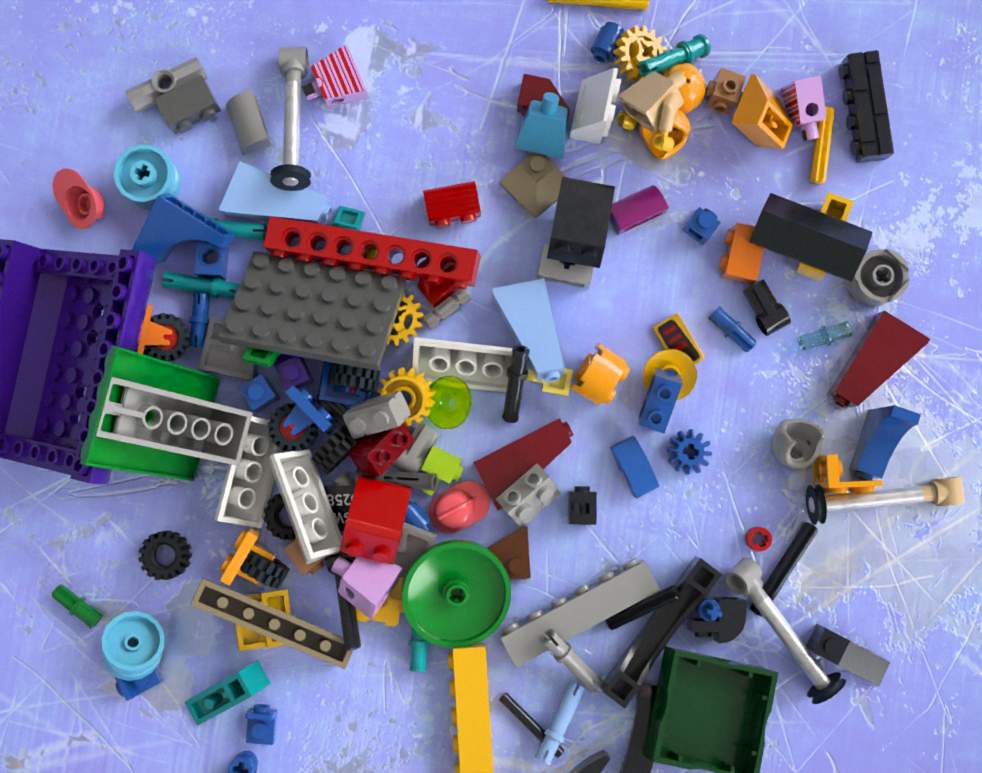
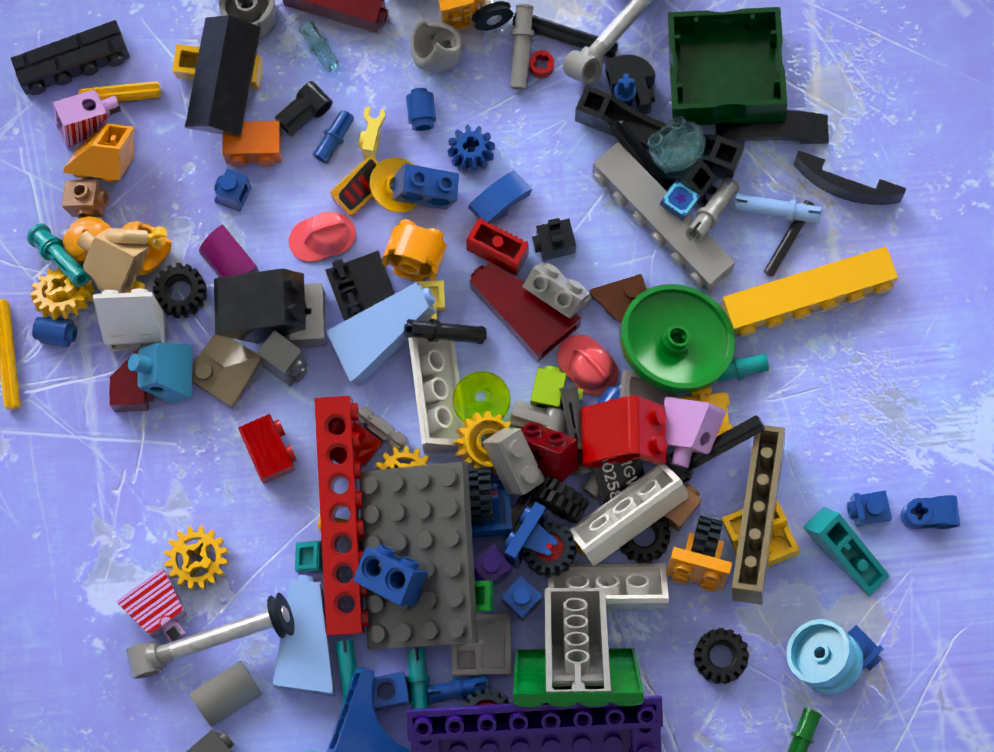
camera: 100 degrees left, 10 degrees down
(298, 279) = (389, 580): none -> blue brick
(378, 115) = (191, 567): none -> yellow gear
(527, 233) = (283, 359): none -> dark grey brick
(583, 321) = (359, 283): none -> black hinge
(586, 452) = (497, 246): none -> red brick
(587, 632) = (679, 200): none -> blue tile
(607, 649) = (697, 178): none -> black brick
(622, 144) = (176, 274): none -> black tyre
(639, 297) = (322, 236): none -> coral piece
(641, 644) = (677, 145): none -> clear light blue tile
(721, 362) = (370, 139): none -> light yellow plate
(739, 415) = (421, 109): none -> blue brick
(779, 524) = (521, 48): none -> light grey pin

